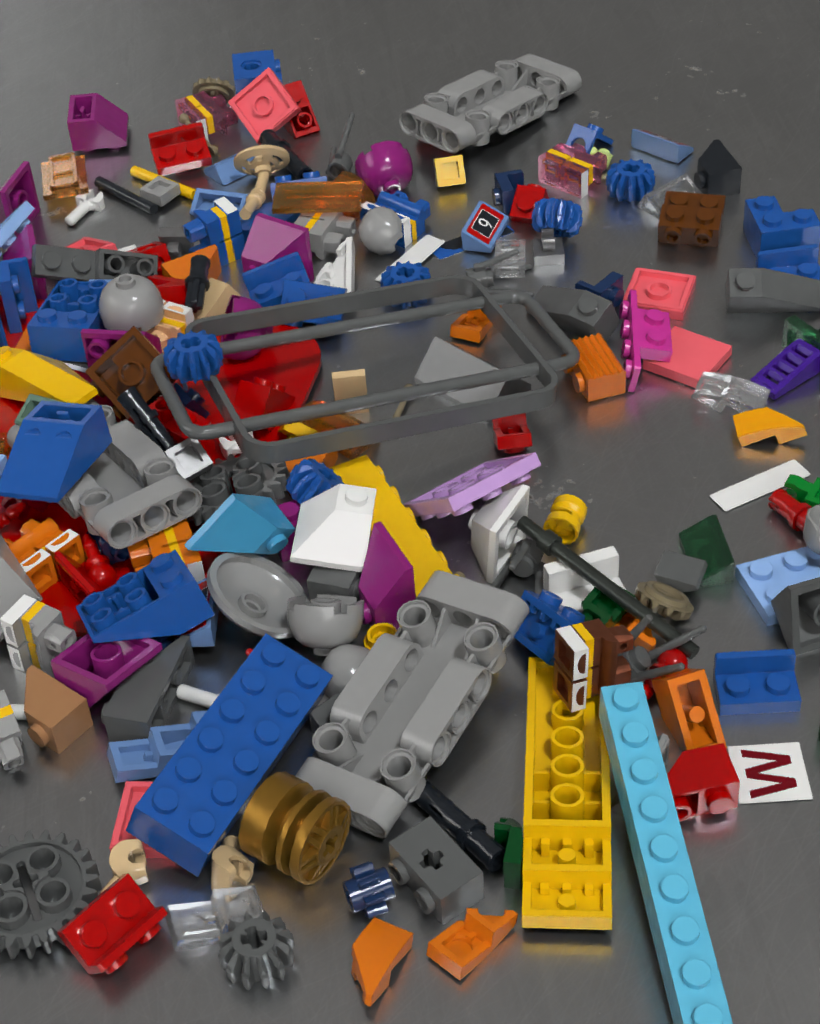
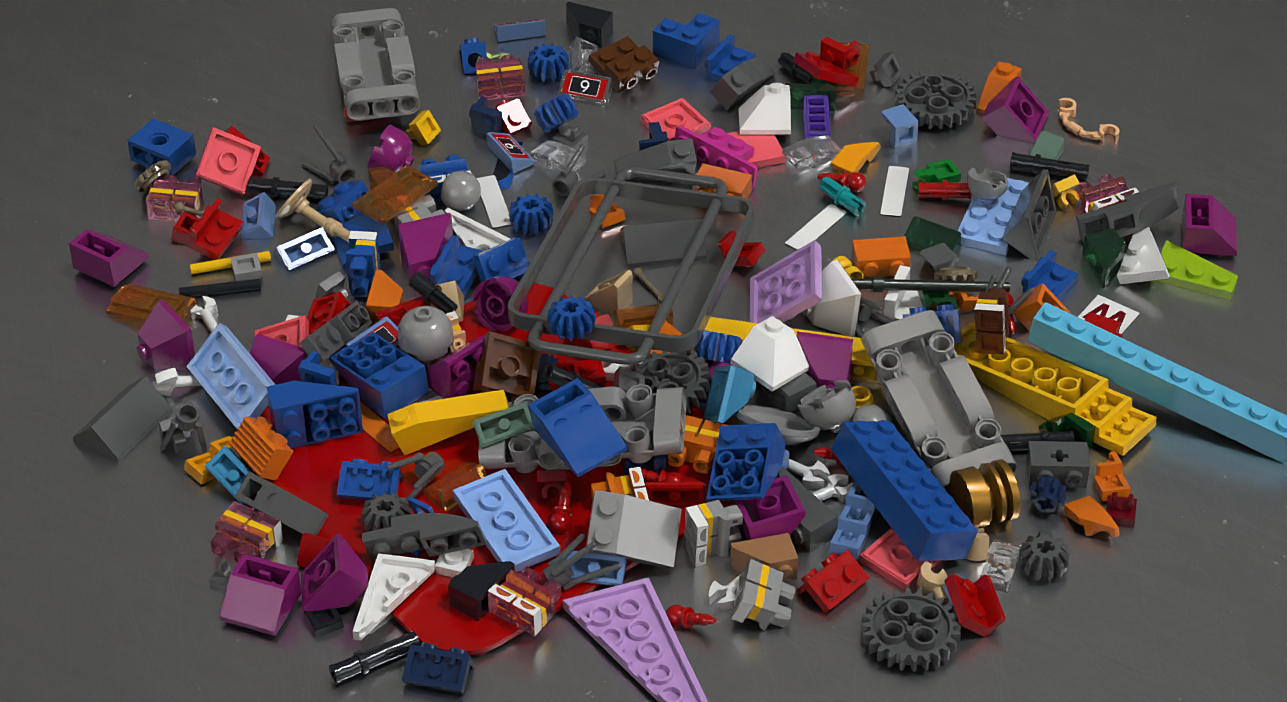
camera: 55 degrees left, 0 degrees up
(61, 783) = (835, 581): none -> red bracket
(227, 665) = (812, 476): none -> white bar
(421, 982) = (1122, 509): none -> dark red tile
(626, 527) = (880, 255): none -> orange brick
(628, 219) = (586, 87): none -> slope
(628, 464) = (816, 226): none -> white sticker
(690, 451) = (842, 195): none -> teal axle
(722, 444) = (854, 180): none -> red bar
(745, 334) = (766, 111): none -> white slope

